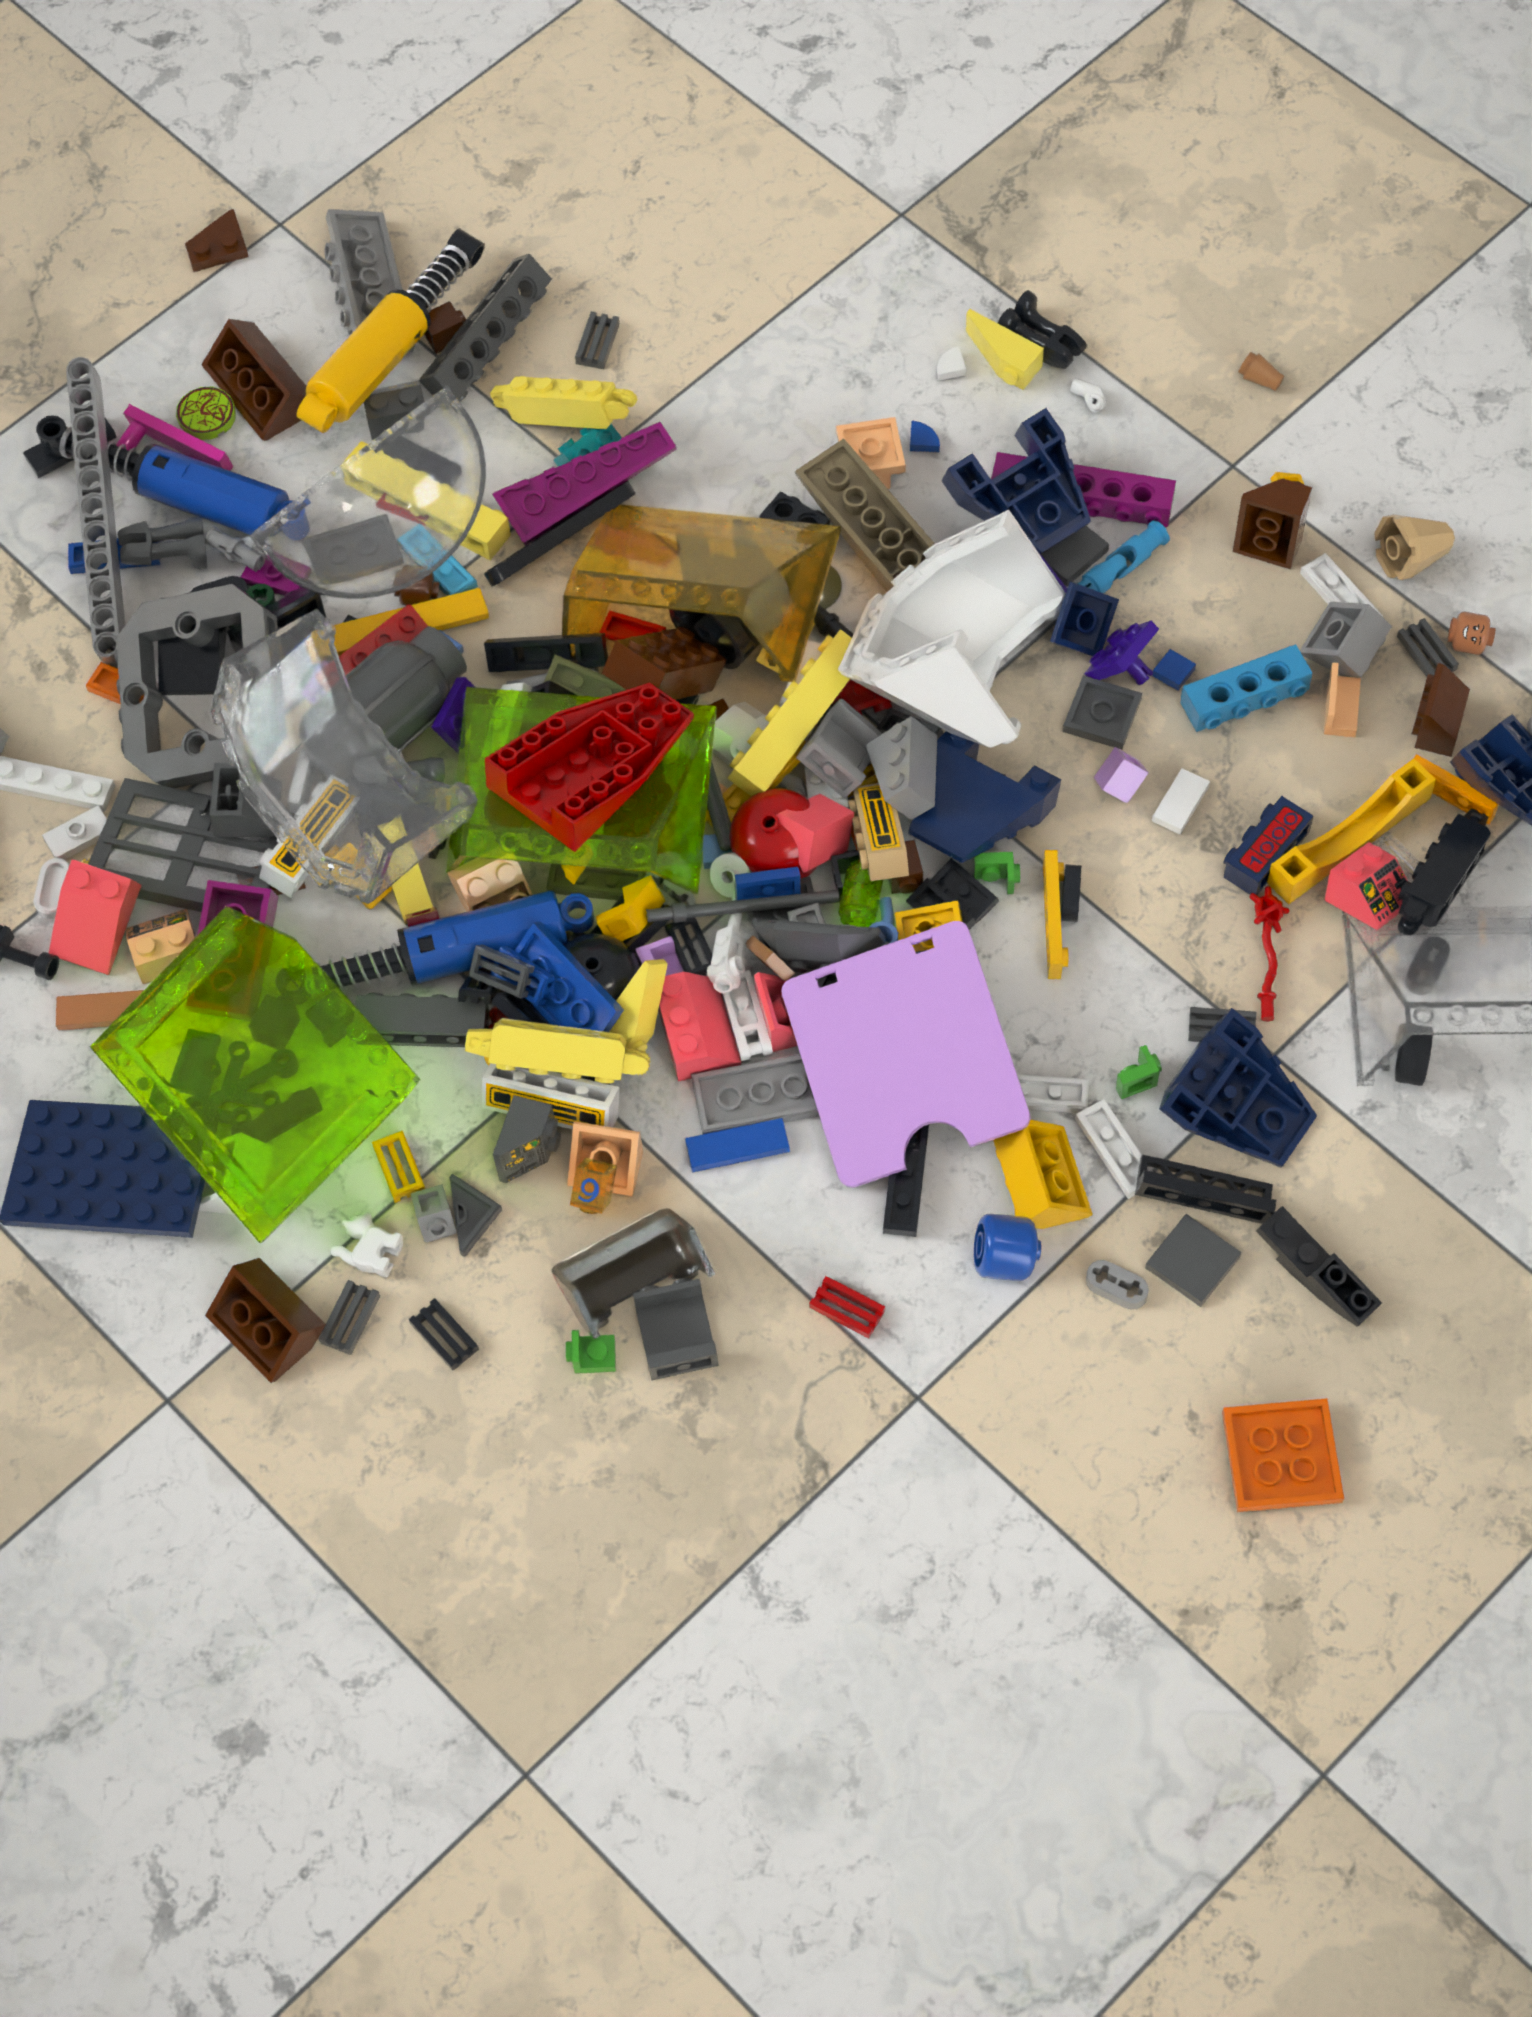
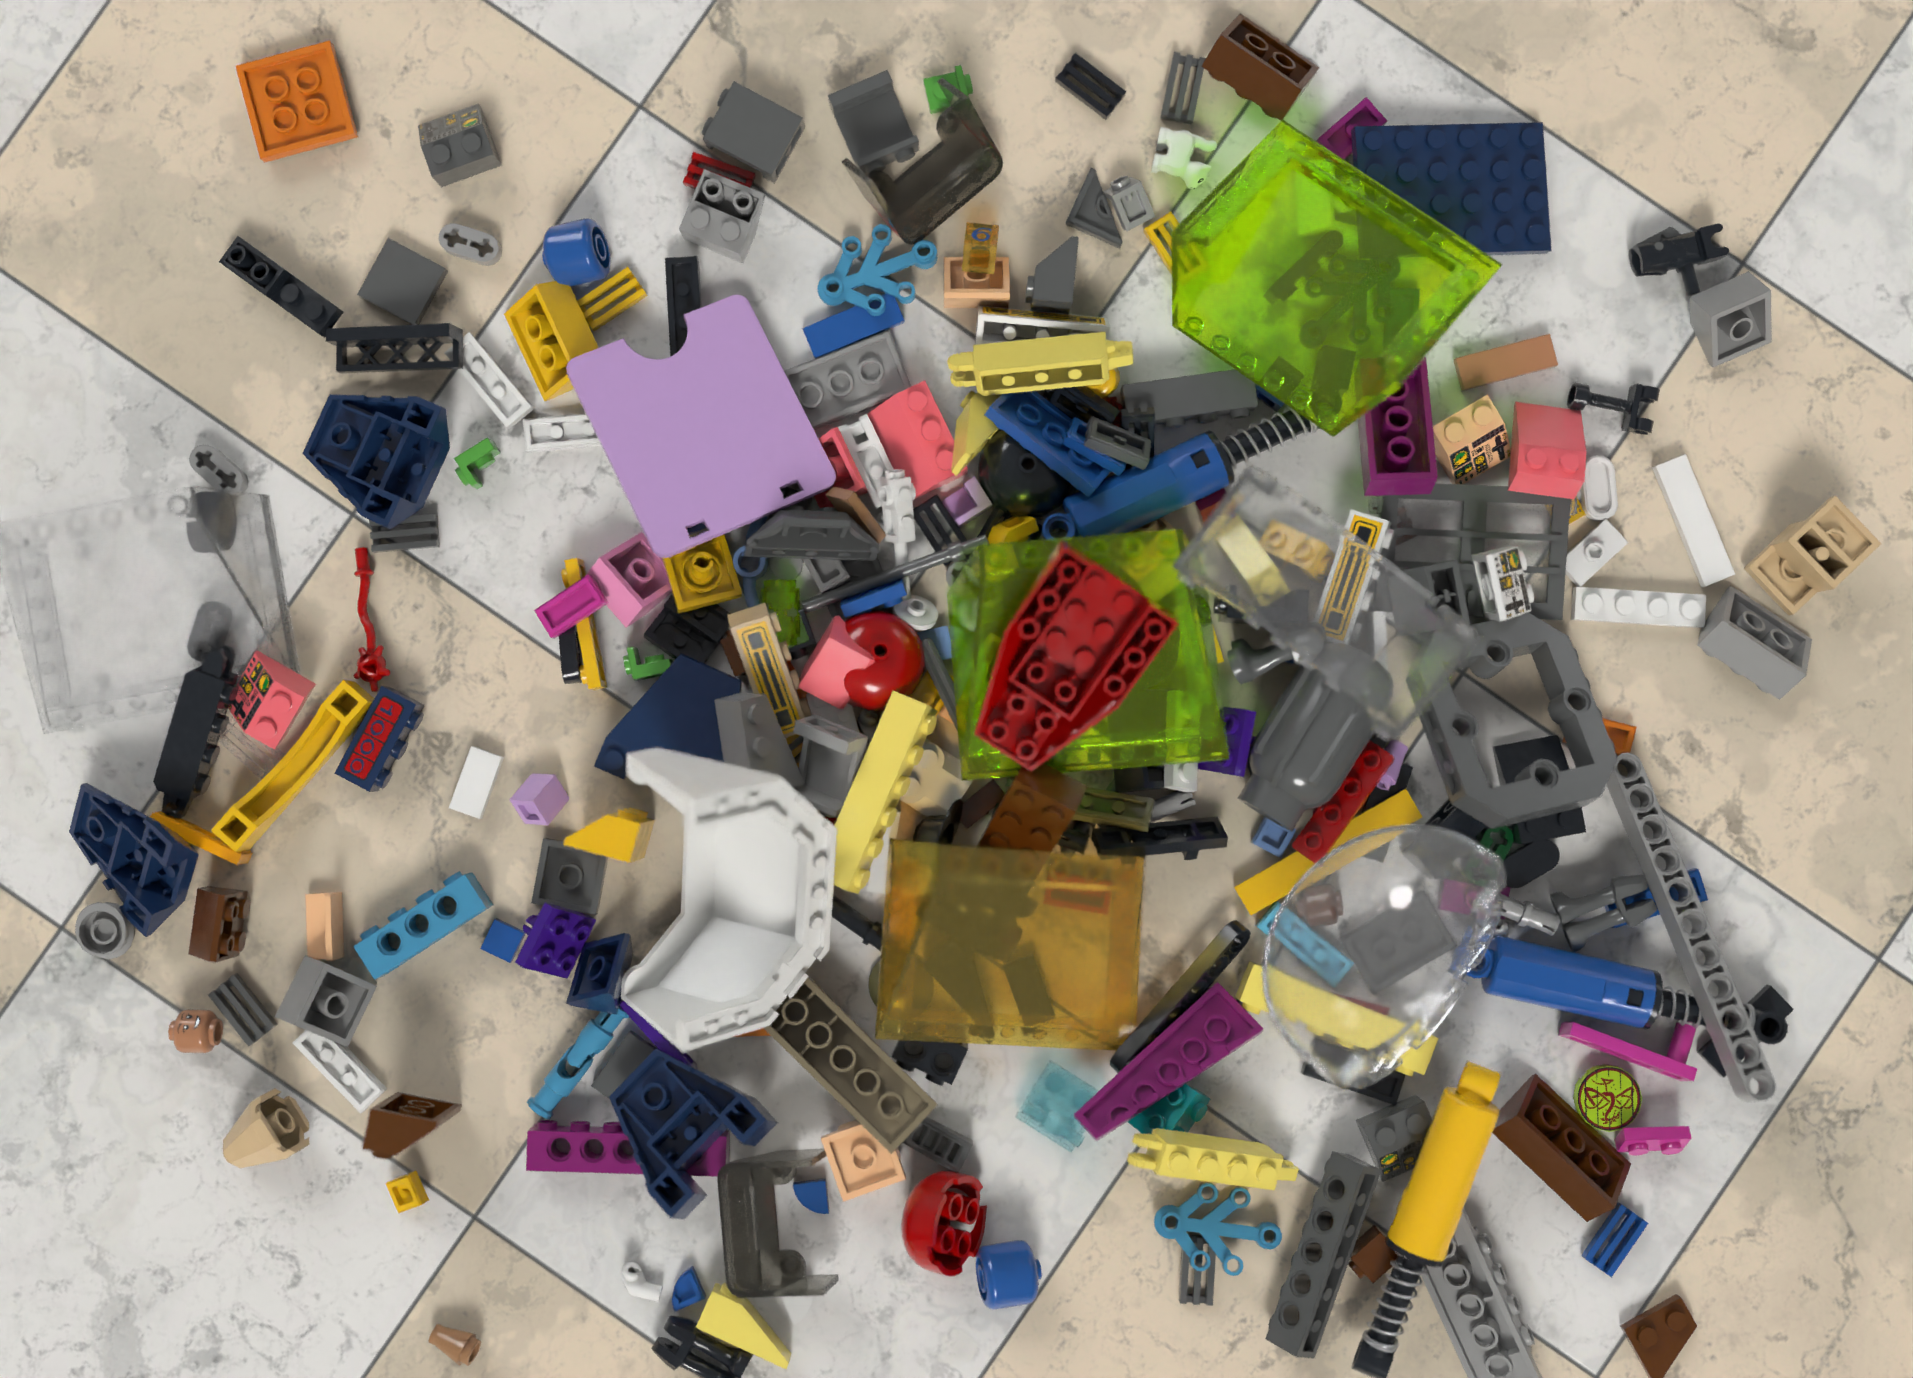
camera: 160 degrees right, 25 degrees up
(166, 372) = (1645, 1139): none -> dark pink plate
(172, 801) = (1502, 583): none -> white slope
(182, 1251) = (1338, 137): none -> magenta plate
(230, 310) = (1624, 1247): none -> blue tile
(578, 364) = (1211, 1228): none -> dark azure plant
(688, 470) = (1052, 1105): none -> clear light blue plate
(708, 1186) = (872, 273): none -> dark azure plant
(756, 686) = (940, 828): none -> black piece
(763, 351) = (1007, 1274): none -> blue head
(787, 449) = (941, 1158): none -> dark grey slope
(803, 1339) = (753, 130): none -> dark grey panel
(811, 395) = (928, 1218): none -> red cylinder
(850, 1256) = (723, 216): none -> light grey slope
(970, 1200) = (604, 288): none -> yellow tile
(981, 387) = (751, 1232): none -> clear smoke windscreen
(1004, 943) = (631, 579): none -> bright pink slope
(1048, 385) = (687, 1290): none -> blue tile
(1053, 717) = (616, 835): none -> yellow slope
(1061, 919) = (571, 606): none -> dark pink tile
(1115, 1381) = (458, 146): none -> dark grey slope
(1404, 1111) = (223, 464): none -> light grey beam

